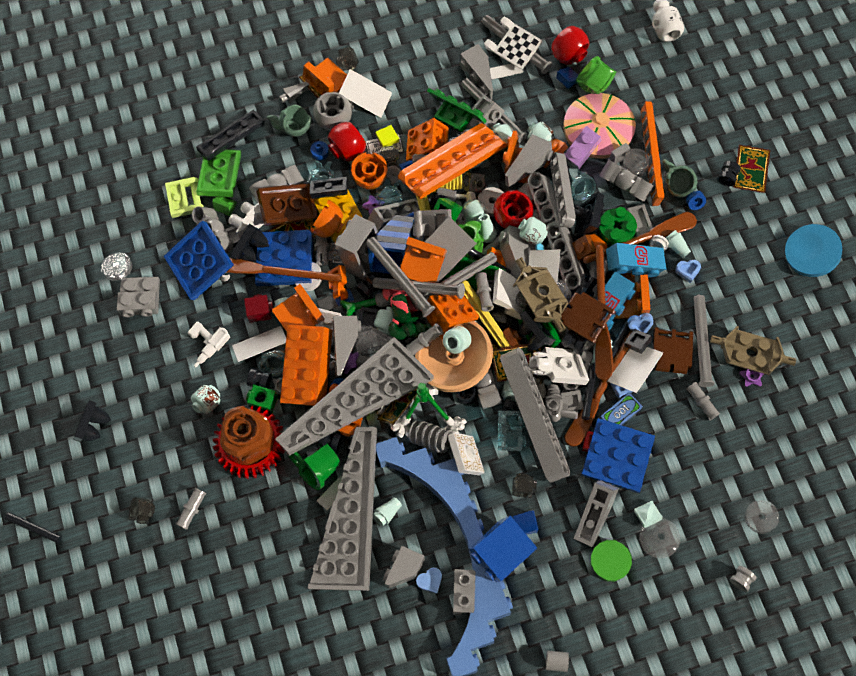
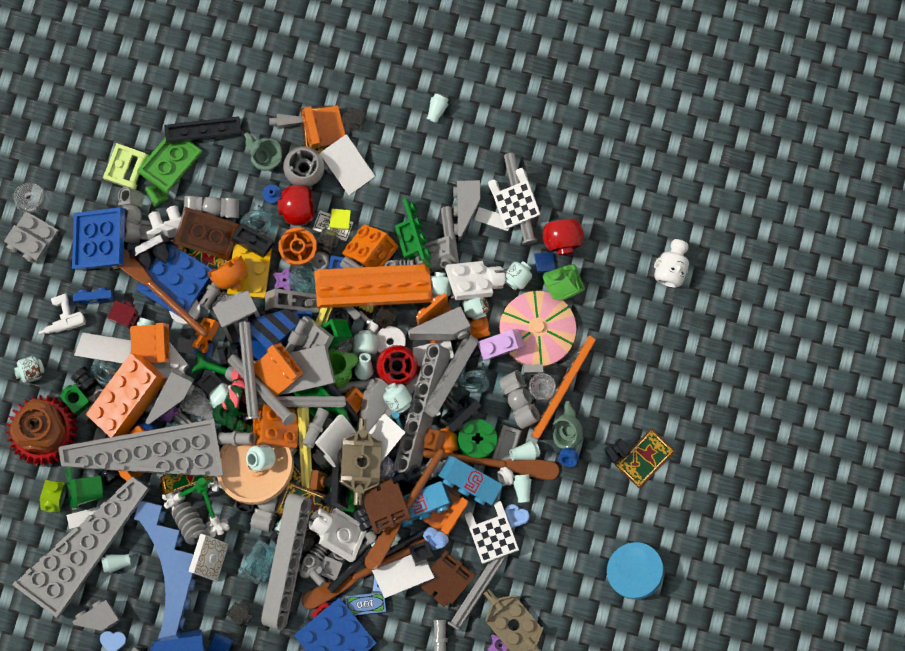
camera: 30 degrees right, 10 degrees up
(224, 309) = (98, 296): none -> blue plate
(294, 492) = (51, 496): none -> lime bracket
(405, 15) = (437, 107): none -> light aqua cone
(526, 115) = (474, 279): none -> white plate
(556, 94) = (518, 275): none -> light aqua head
(661, 214) = (527, 451): none -> light aqua cone
(684, 293) = (493, 536): none -> white flag

